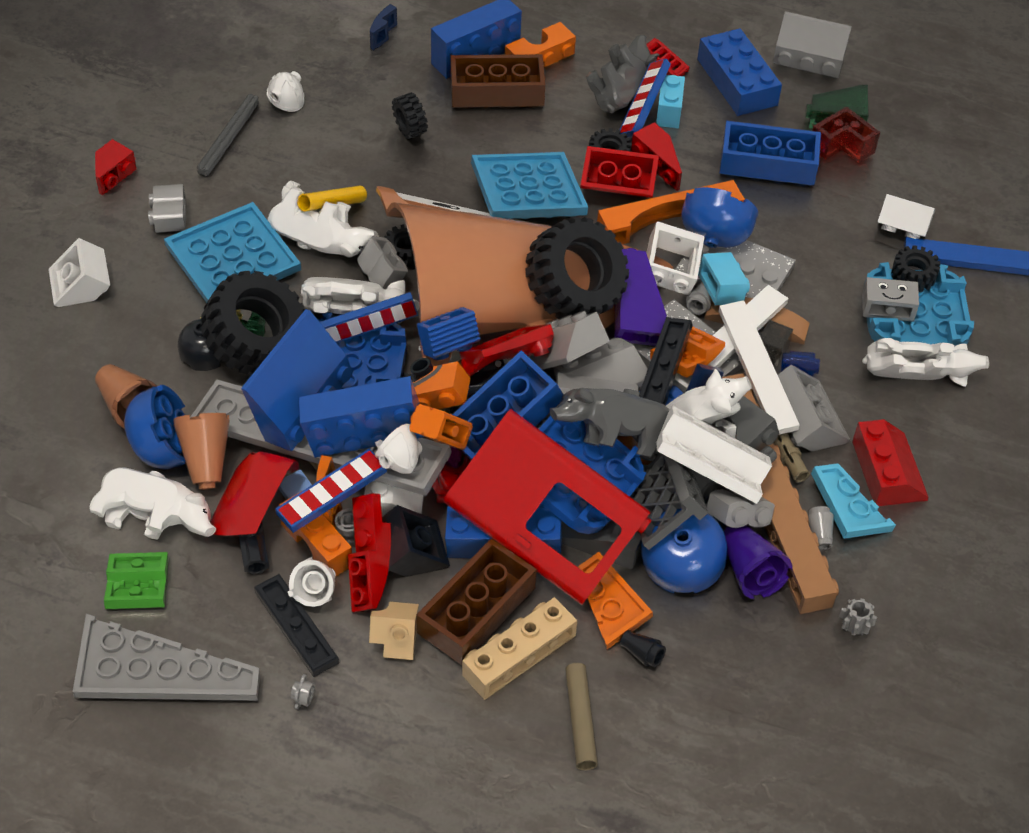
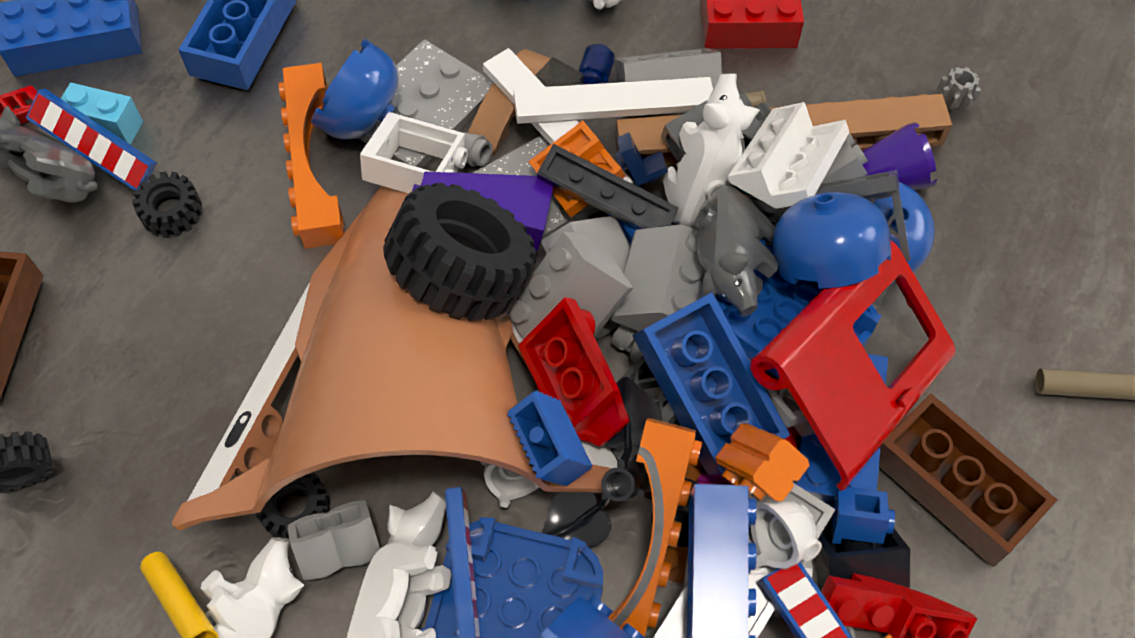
camera: 80 degrees left, 10 degrees up
(395, 629) = (1004, 584): tan brick -> none
(429, 531) = (861, 516): none -> blue brick
(518, 647) = (1019, 432): tan brick -> none
(529, 185) = (218, 314): dark azure plate -> none
(614, 604) = (961, 315): orange wing -> none
(619, 171) = (232, 195): red slope -> none
(631, 469) = (831, 240): none -> blue cylinder
(644, 648) = (1010, 300): black cone -> none
(656, 141) = (198, 145): red slope -> none
(723, 278) = (462, 106): medium azure brick -> none
(822, 524) = (833, 92): light grey cone -> none
(851, 510) = (805, 66): medium azure wing -> none

